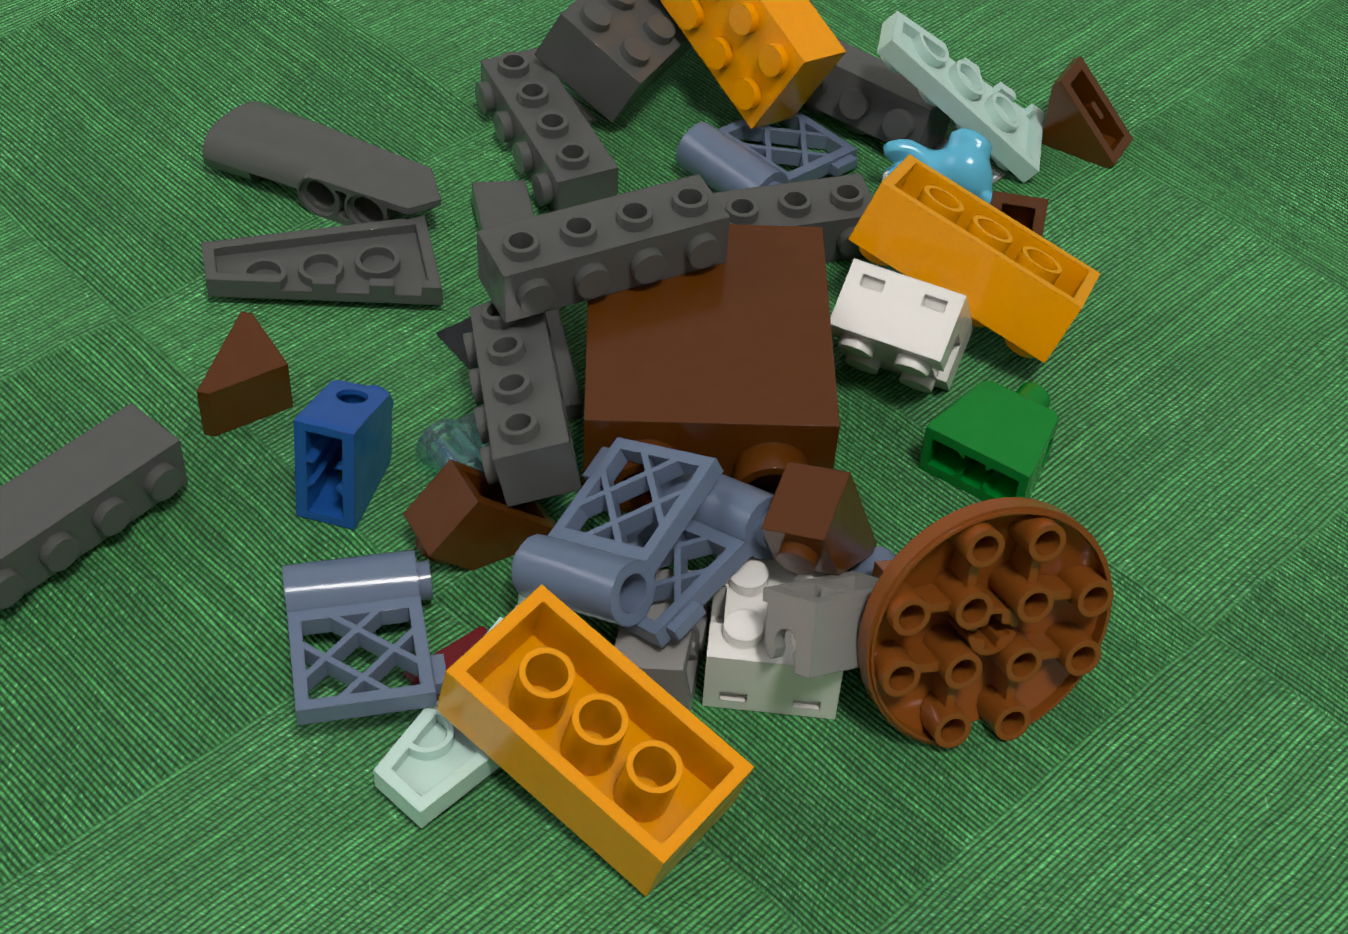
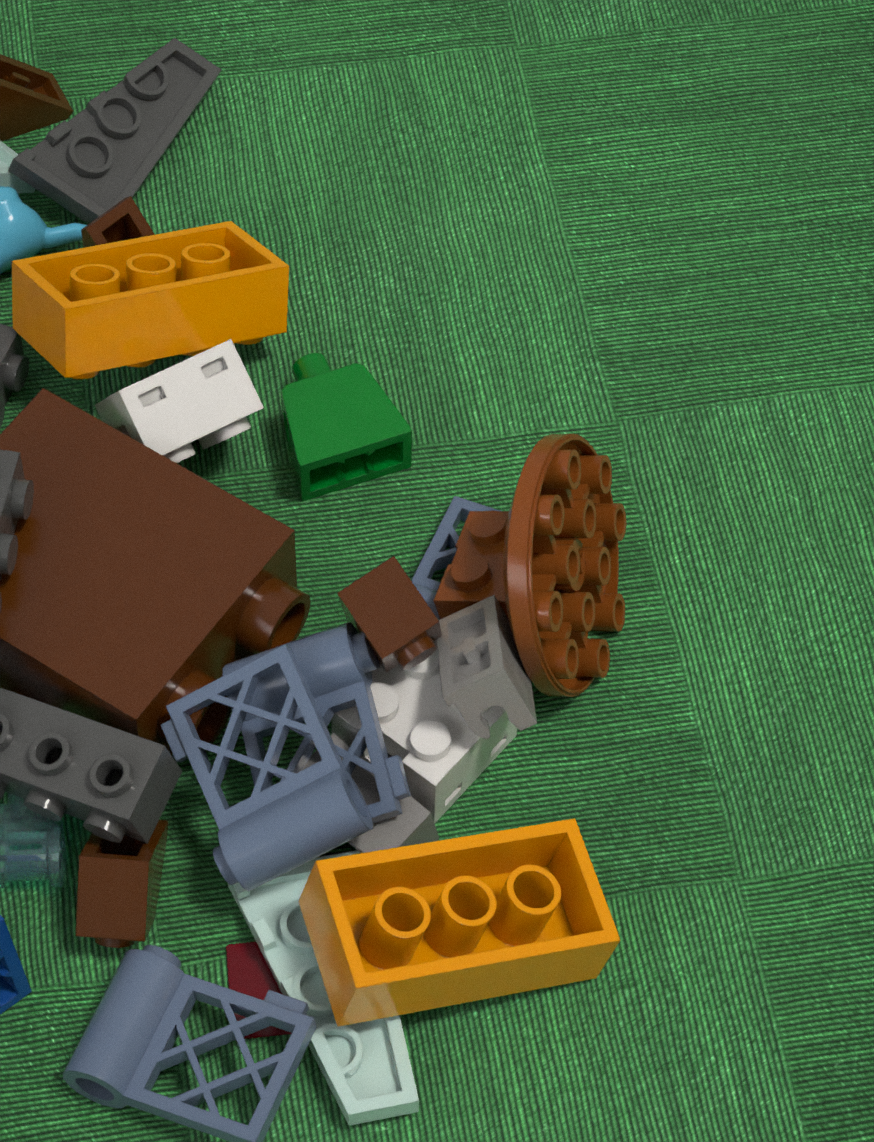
camera: 55 degrees left, 10 degrees up
(1119, 191) = (119, 134): none -> dark grey wing

